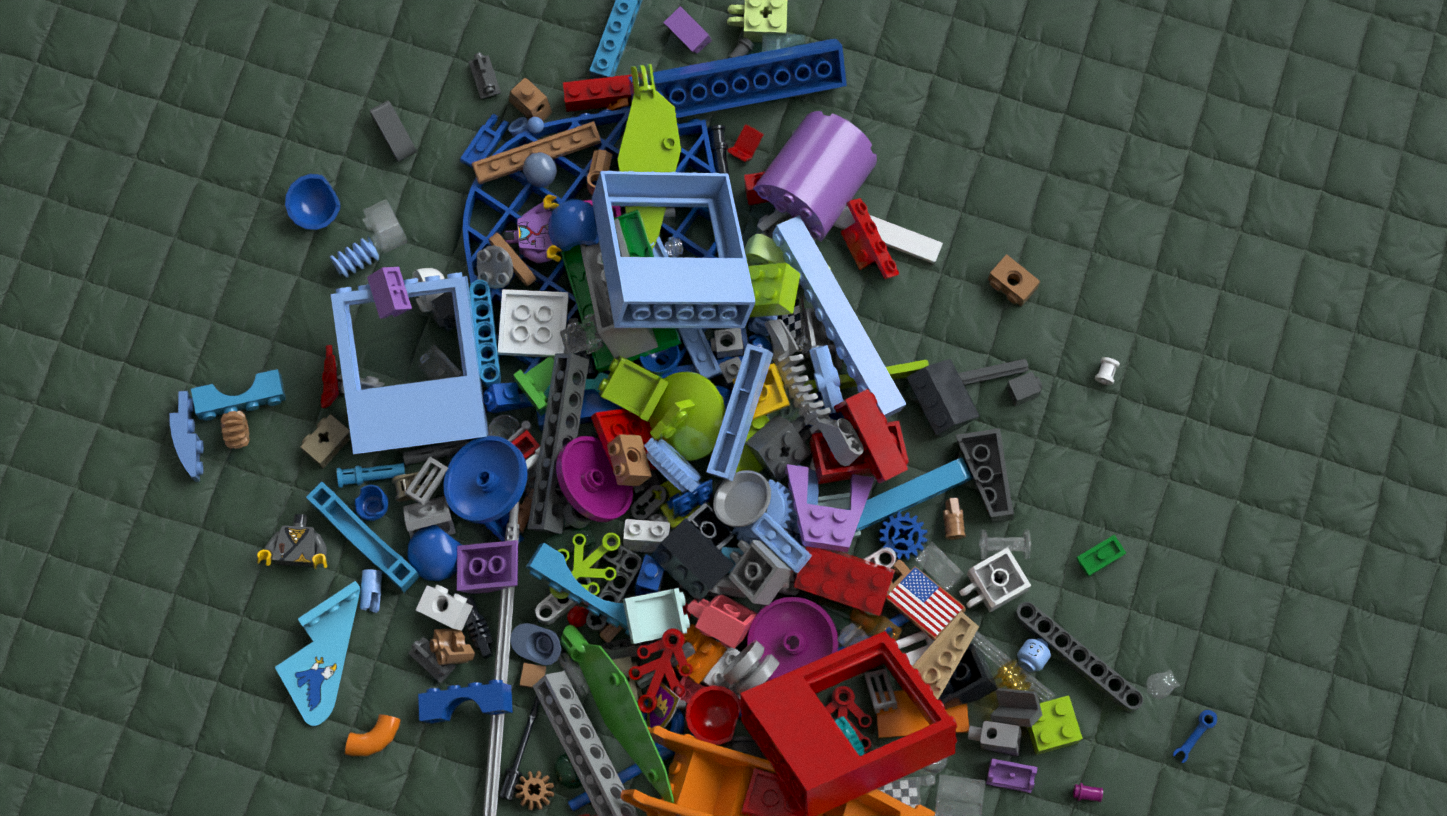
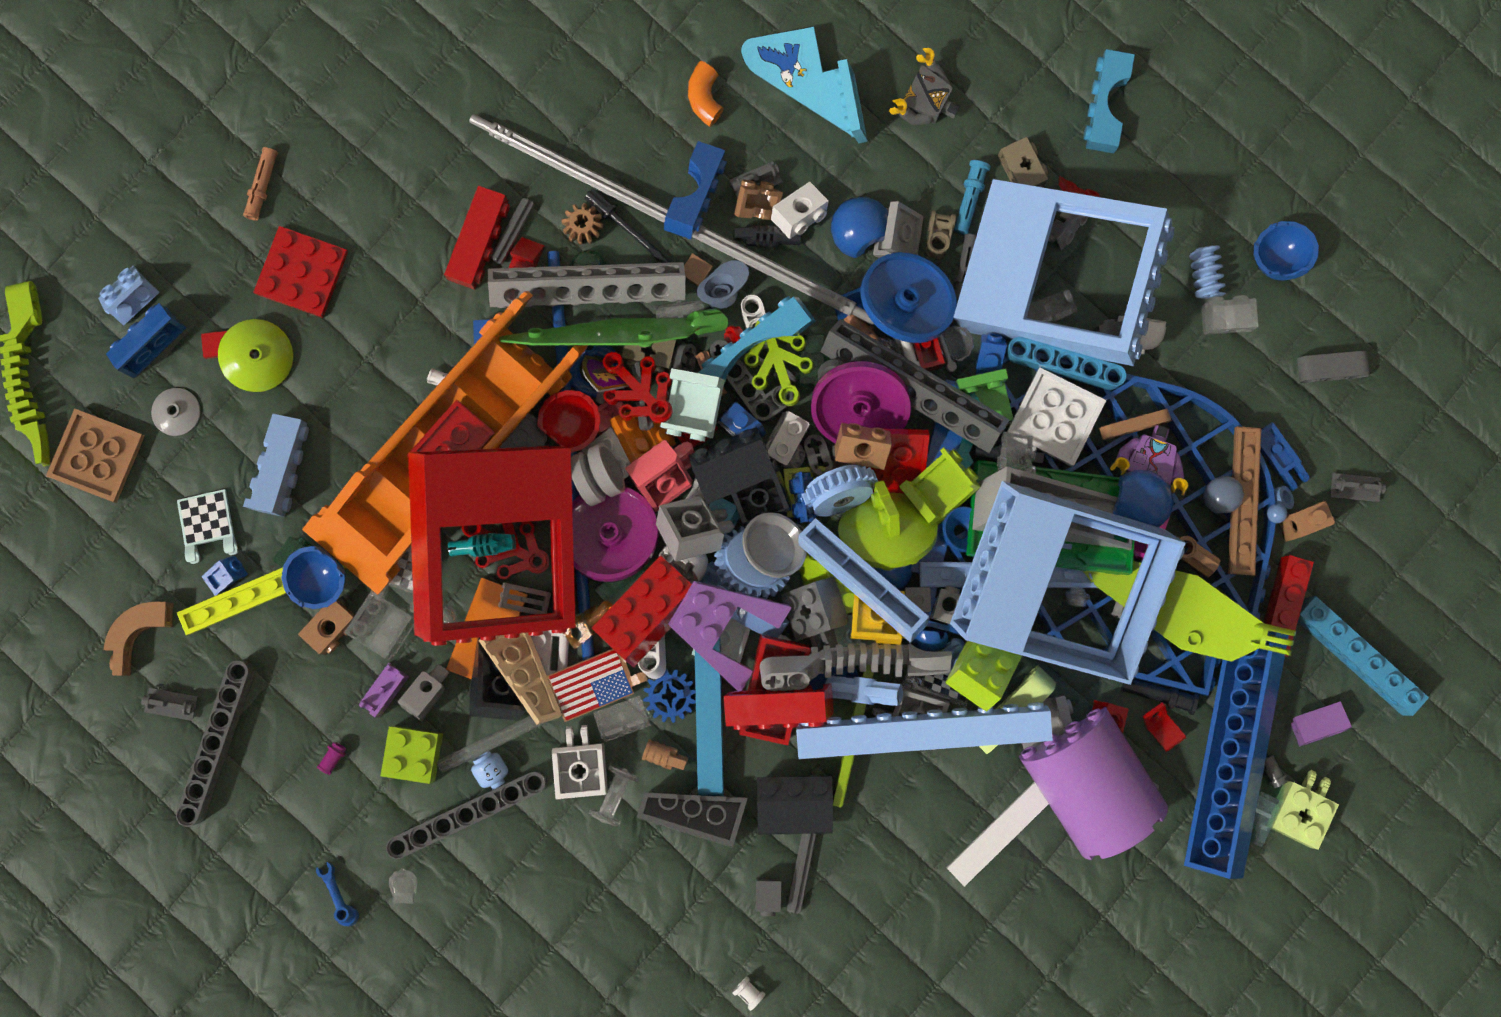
camera: 115 degrees right, 10 degrees up
(186, 444) = (1076, 30): medium blue slope -> none
(235, 429) = (1073, 82): medium nougat gear -> none
(362, 537) = (884, 172): dark azure arch -> none
(370, 590) = (855, 152): light blue hinge -> none
(371, 503) = (938, 184): blue hair -> none
(389, 292) = (1142, 267): medium lavender hinge -> none
(409, 492) = (933, 257): light grey tile -> none
(487, 567) = (820, 264): medium lavender slope -> none
(494, 266) = (1133, 401): light grey dish -> none
(623, 102) = (1264, 615): orange tile -> none
(781, 542) = (709, 562): light blue tile -> none
(851, 635) = (585, 595): clear bracket -> none
(866, 241) = (999, 805): red bracket -> none
(1010, 269) = (904, 943): medium nougat brick -> none
(1011, 677) = (465, 736): clear yellow piece -> none
(1017, 707) = (437, 723): dark grey panel -> none
(1101, 555) = (559, 889): green plate -> none

